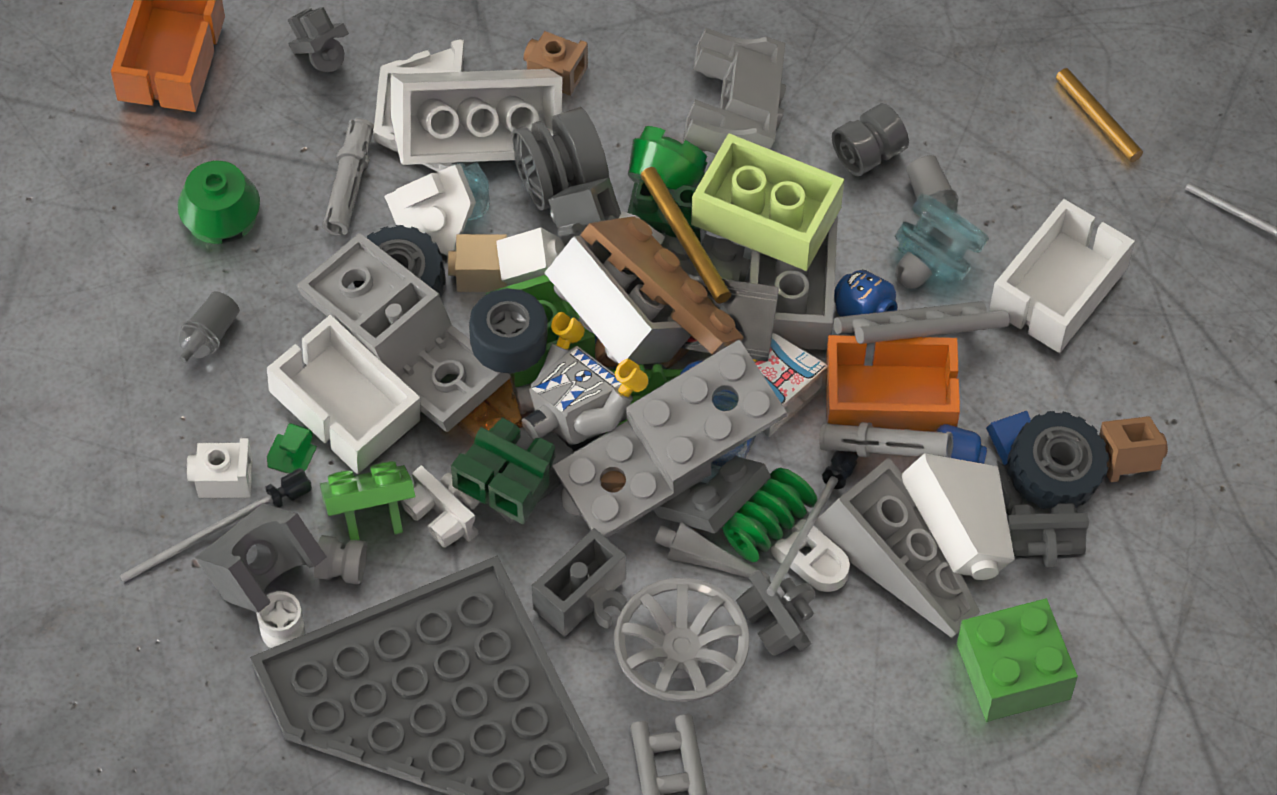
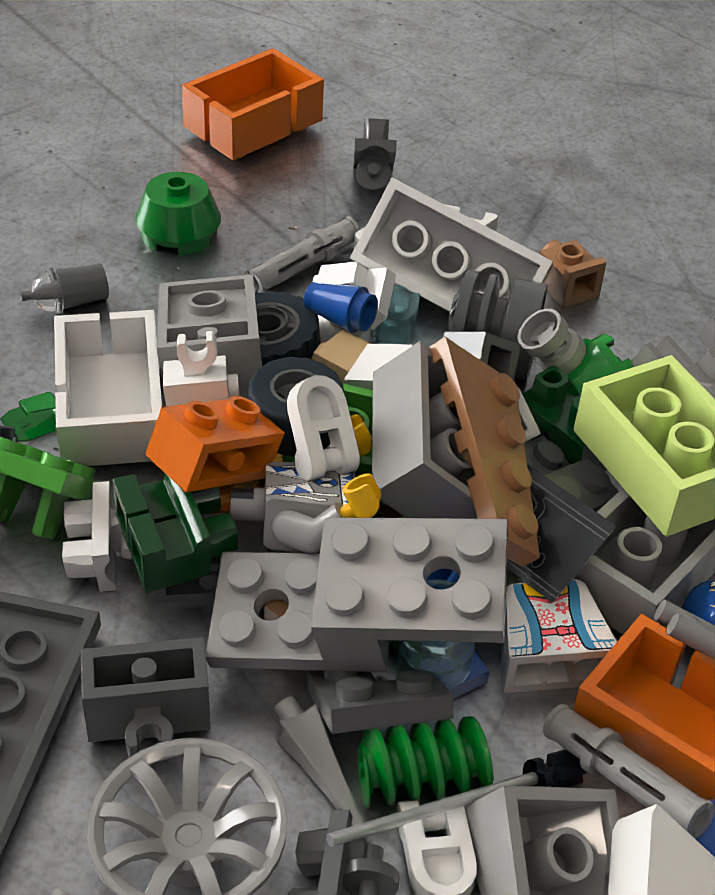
camera: 35 degrees right, 15 degrees down
(425, 358) = (198, 374): none -> white brick
(445, 217) = (343, 305): none -> blue cone
(492, 396) = (213, 443): none -> orange brick
(547, 333) = (317, 408): none -> white plate
(616, 156) = (551, 341): none -> light grey wheel
(685, 235) = (553, 431): pearl gold bar -> none

